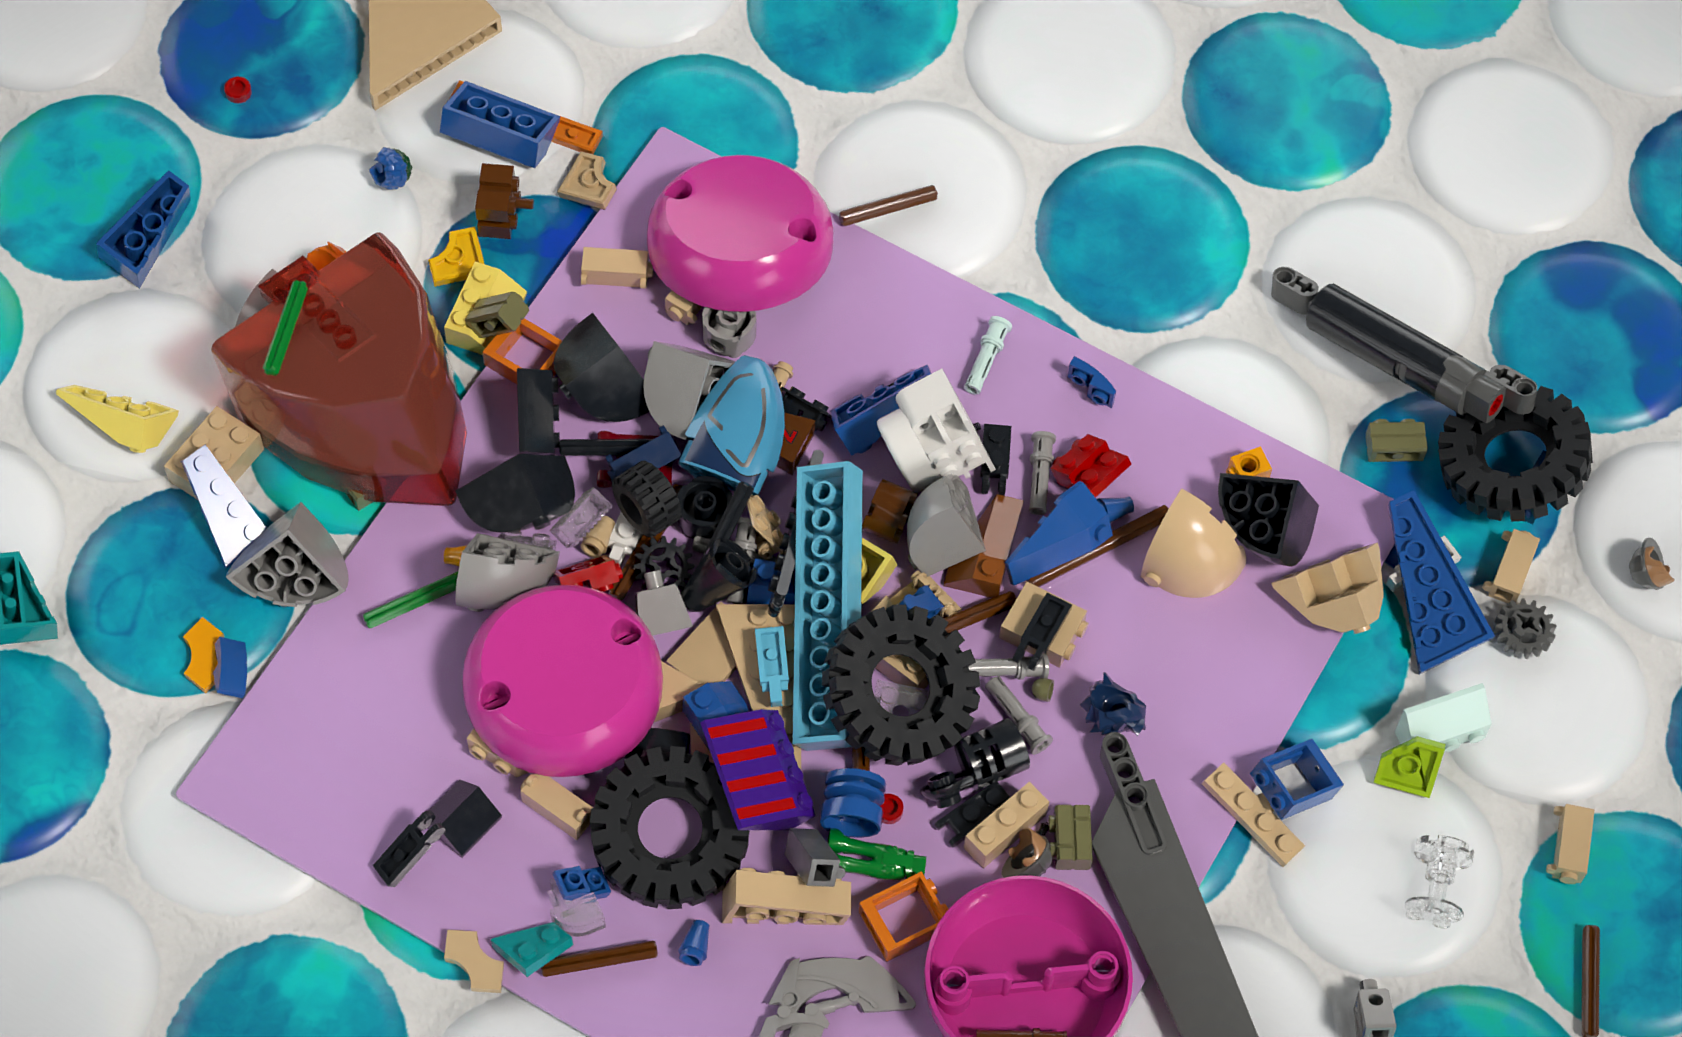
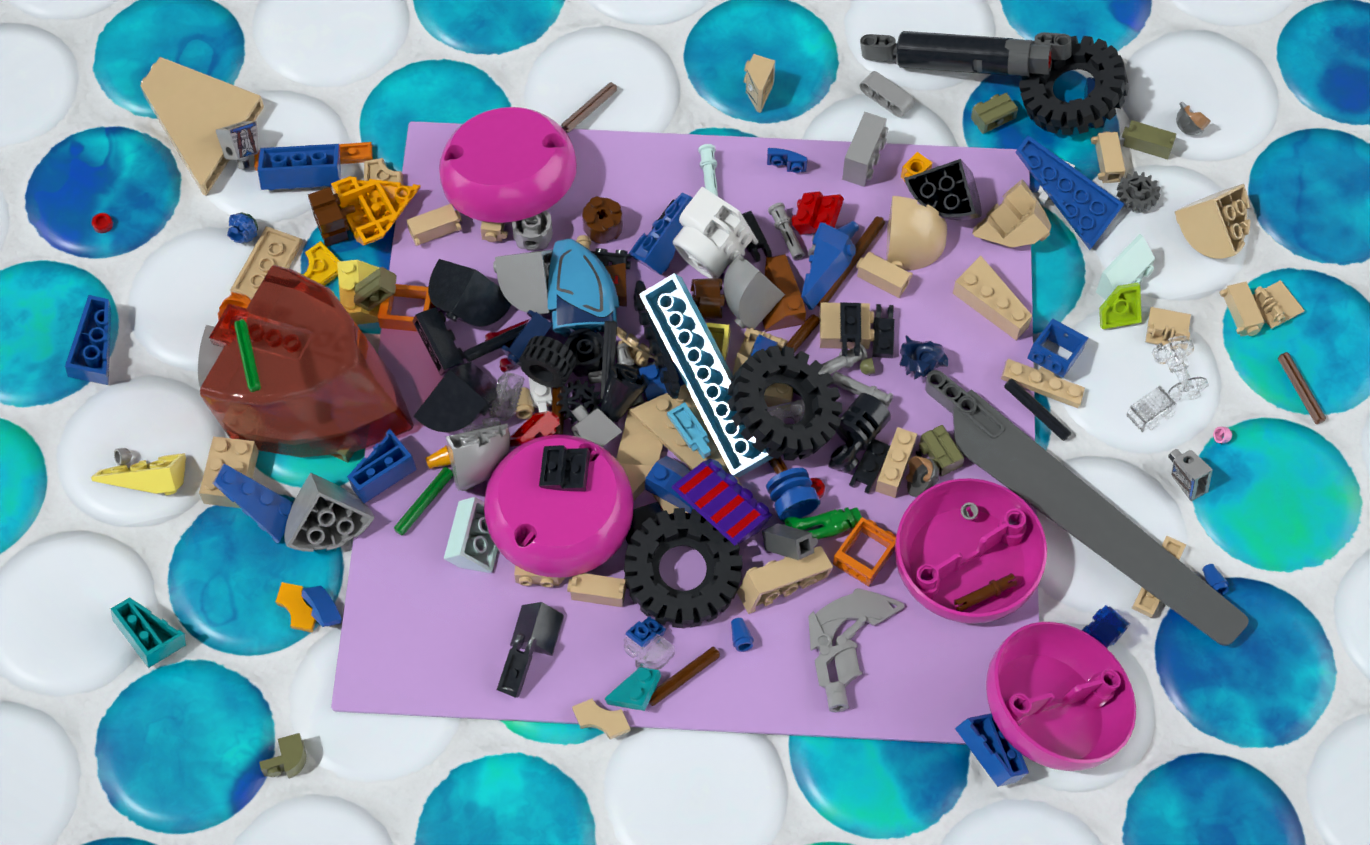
camera: 25 degrees left, 0 degrees up
(98, 830) = (291, 759): none -> olive brick
(107, 381) = (122, 456): none -> light grey hinge
(386, 537) = (382, 468): none -> blue wedge
(403, 220) = (271, 249): none -> tan tile
(438, 671) = (469, 538): none -> light aqua slope
(443, 62) = (239, 142): none -> light grey torso
(561, 210) = (376, 205): none -> light orange wedge
(584, 638) = (564, 468): none -> black slope
(820, 354) = (602, 219): none -> reddish brown brick
(1054, 929) = (965, 514): none -> light grey hinge
(1087, 656) = (883, 333): none -> black hinge
(1118, 265) = (759, 80): none -> tan slope
(1129, 582) = (883, 274): none -> tan brick
(1195, 413) = (865, 149): none -> light grey brick
(1226, 844) = (1037, 409): none -> black axle
(1247, 673) = (992, 298): none -> tan wedge
(1272, 355) = (887, 94): none -> light grey beam
(1375, 914) = (1151, 409): none -> clear brick
(1448, 990) = (1219, 432): none -> bright pink hinge
(1460, 818) = (1165, 325): none -> tan hinge
(1579, 567) = (1148, 139): none -> olive brick
(1602, 716) = (1217, 222): none -> tan brick
(1621, 857) = (1276, 304): none -> tan hinge

